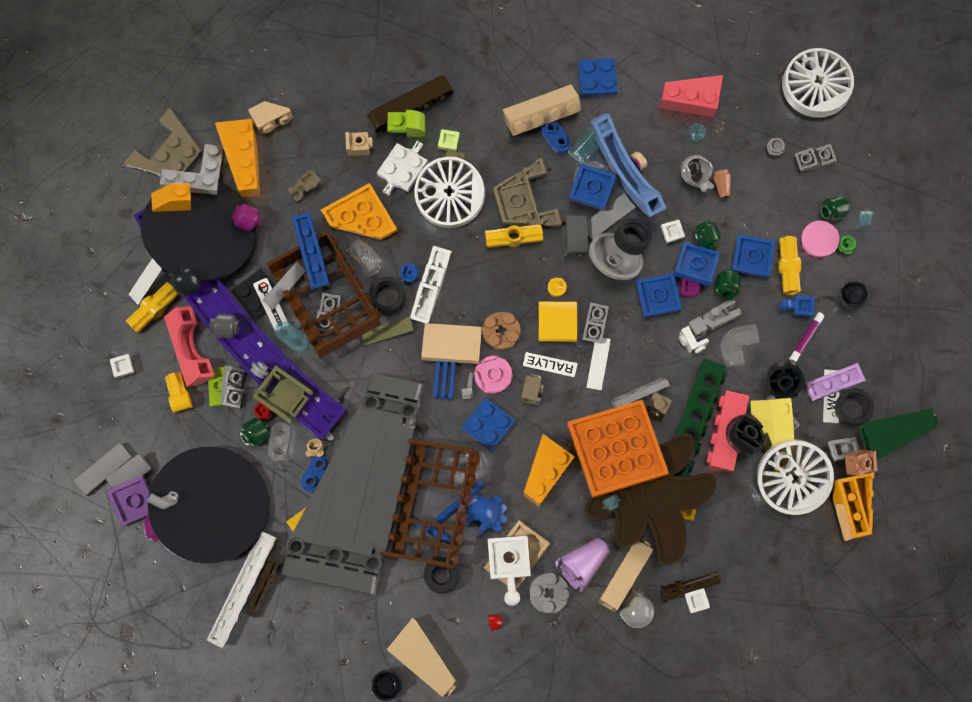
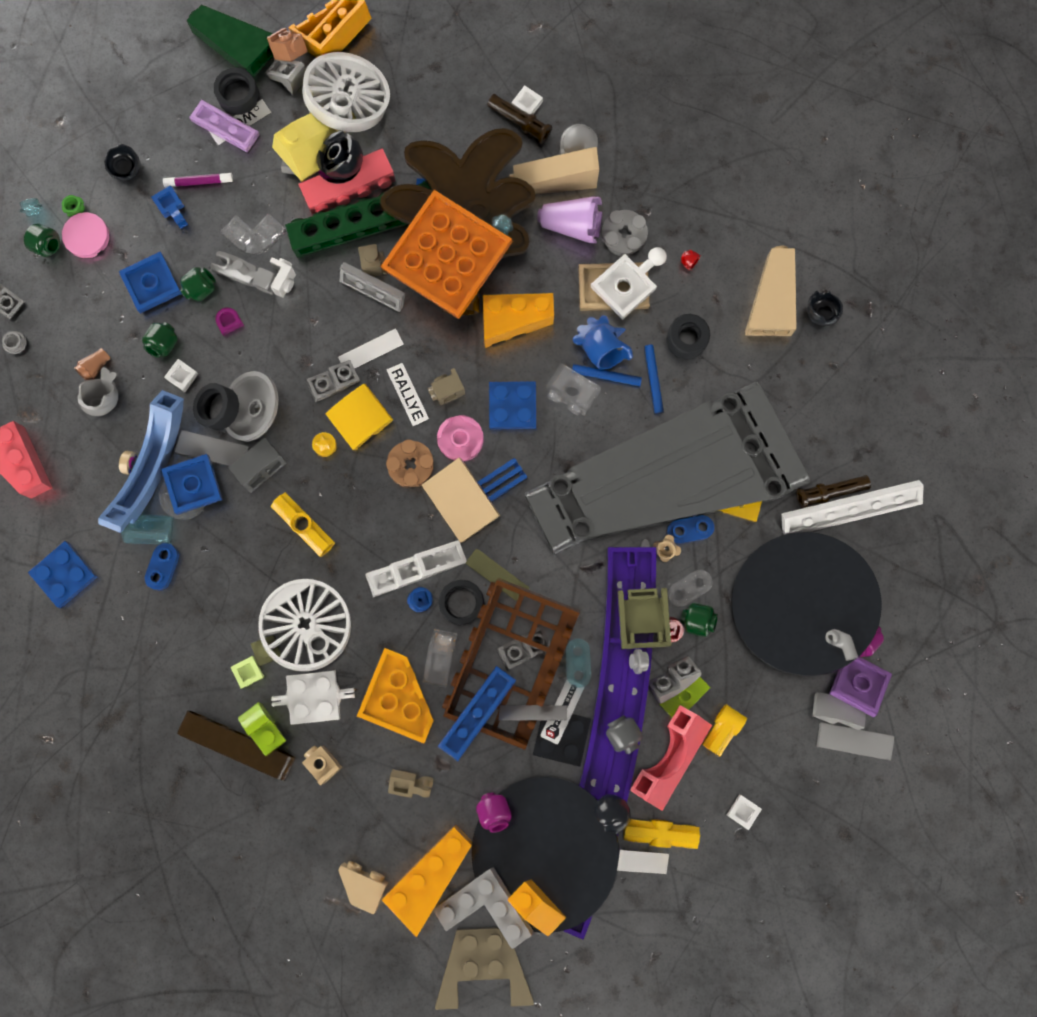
camera: 130 degrees left, 5 degrees up
(412, 481) = (648, 419): reddish brown window -> none
(467, 393) = (496, 448): light grey hand -> none
(517, 201) = (263, 549): dark tan wing -> none
(542, 110) = (142, 599): tan brick -> none
(658, 295) = (259, 341): blue plate -> none
(697, 127) = (47, 428): clear light blue plate -> none
(697, 264) = (198, 327): blue plate -> none
(784, 379) = (257, 164): black cylinder -> none
(789, 265) = (134, 242): yellow piece -> none

